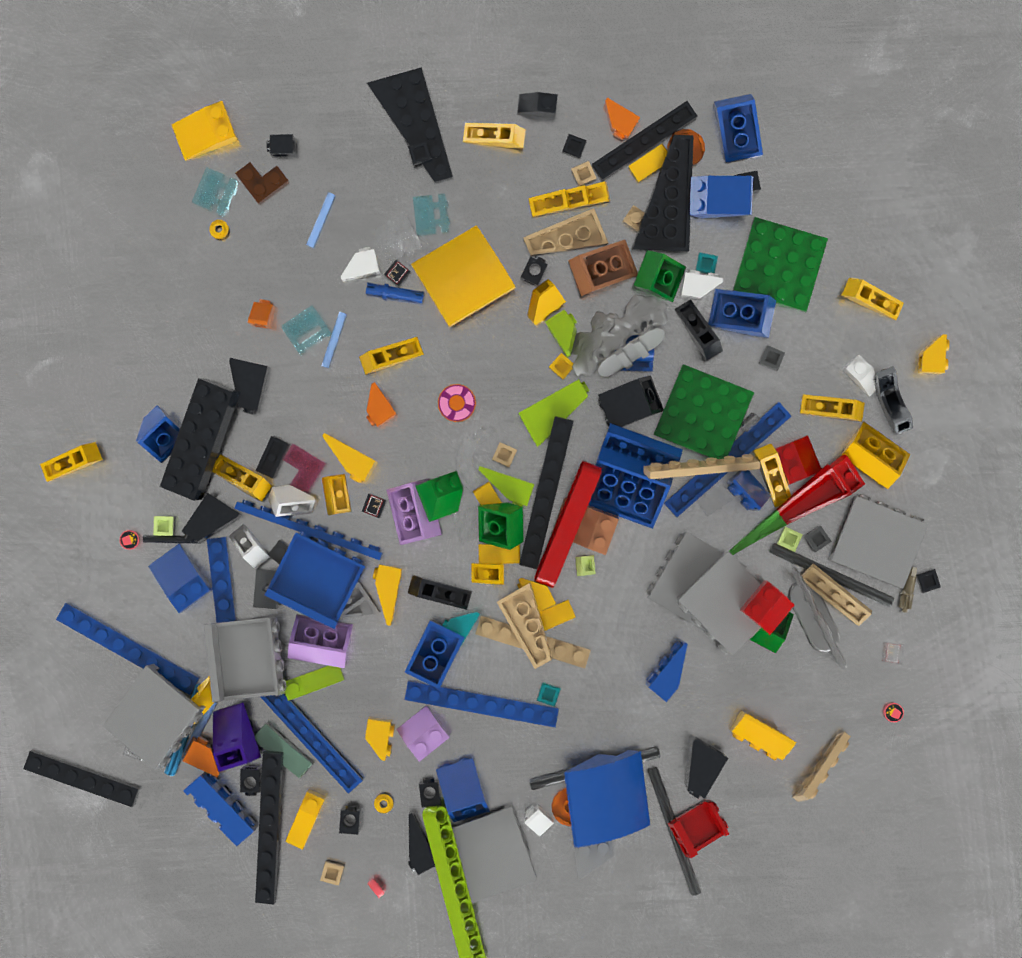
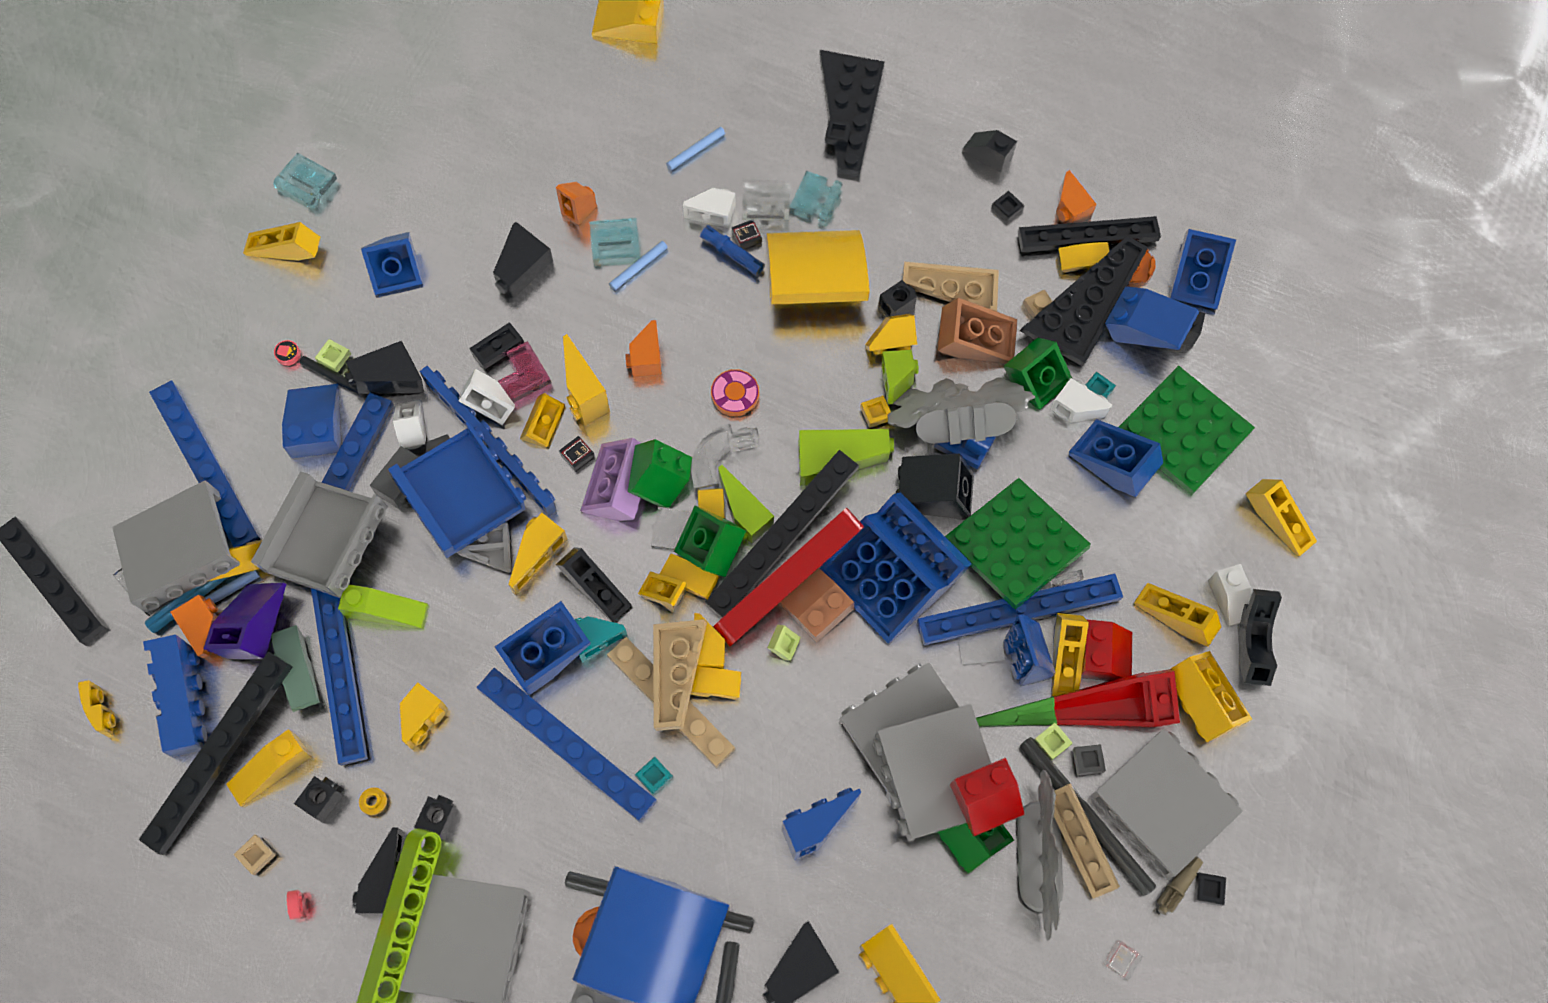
camera: 30 degrees right, 20 degrees down
(53, 396) = (310, 175): none -> clear light blue plate
(180, 845) = (99, 716): none -> yellow slope
(199, 439) = (430, 282): black brick -> none
(208, 190) = (599, 66): clear light blue plate -> none
(219, 235) = (585, 112): yellow plate -> none
(241, 478) = (450, 349): yellow slope -> none
(256, 773) = (230, 675): black brick -> none
(264, 186) = (656, 92): reddish brown plate -> none
(281, 145) = (698, 62): black brick -> none
(319, 643) = (420, 567): lavender slope -> none
(390, 355) = (689, 306): yellow slope -> none
(423, 733) = (473, 741): lavender slope -> none
(462, 790) = (477, 836): blue slope -> none
(494, 134) = (930, 154): yellow slope -> none
(504, 454) = (757, 471): tan plate -> none
(537, 819) = (548, 925): white slope -> none
(569, 199) = (975, 252): yellow slope -> none
(583, 173) = (1004, 234): tan plate -> none
(696, 467) = (978, 585): tan plate -> none
(699, 330) = (1057, 451): black slope -> none
(772, 358) = (1129, 522): dark grey plate -> none
(933, 357) = (1329, 618): yellow slope -> none

